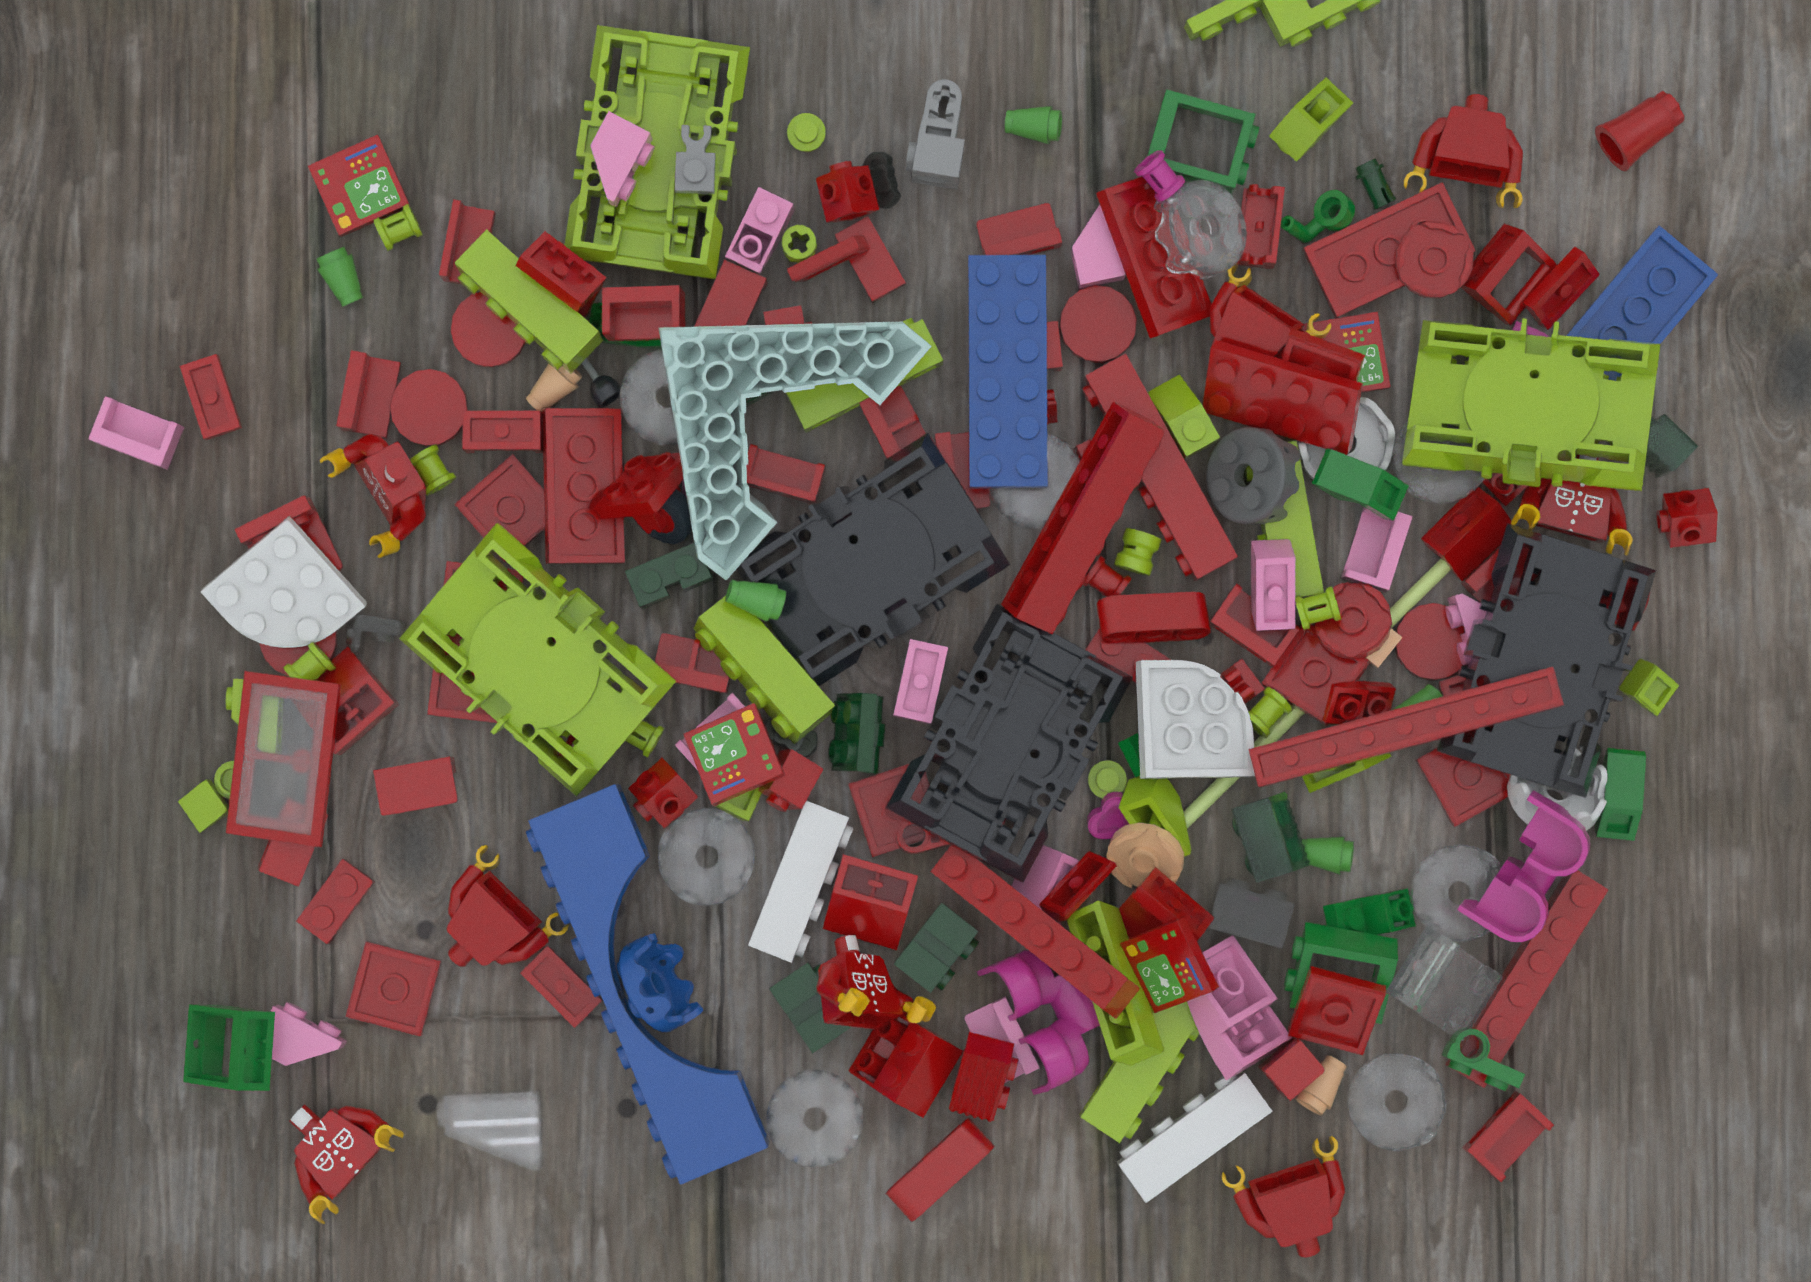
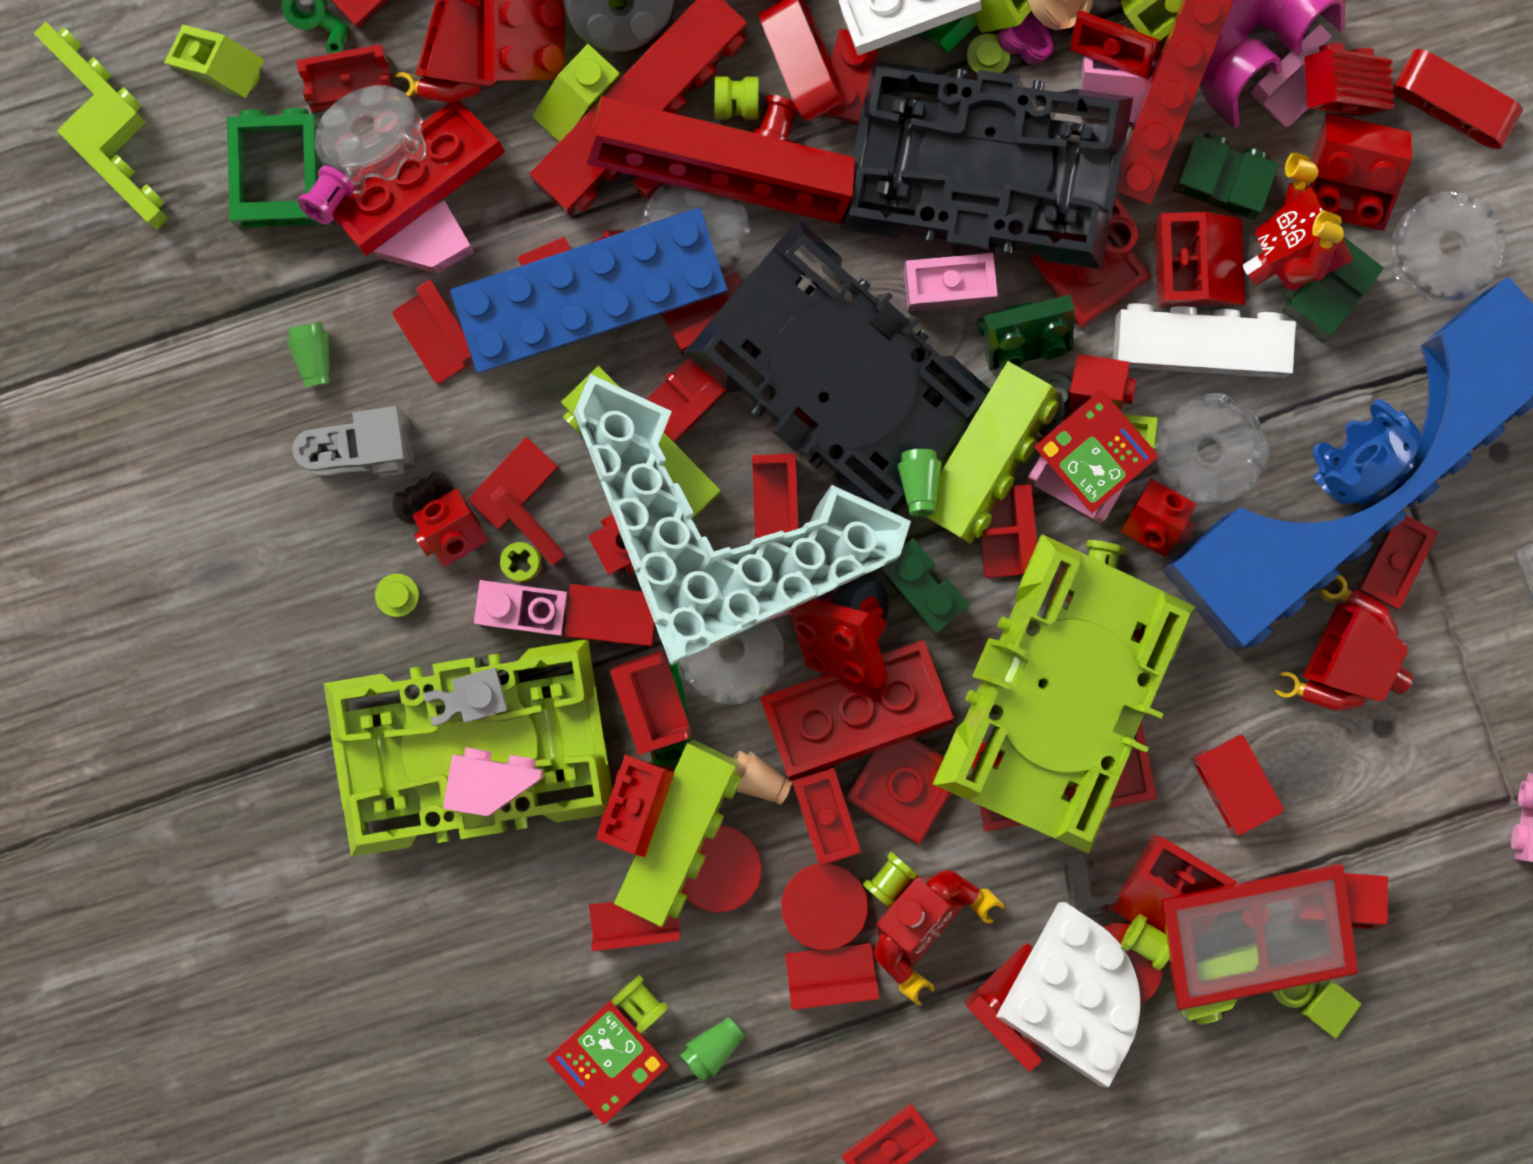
camera: 105 degrees left, 0 degrees up
(335, 901) = (1386, 833): red plate -> none
(393, 988) = (1458, 740): red tile -> none
(604, 388) = (743, 724): black hinge -> none
(1098, 324) = (505, 218): red tile -> none

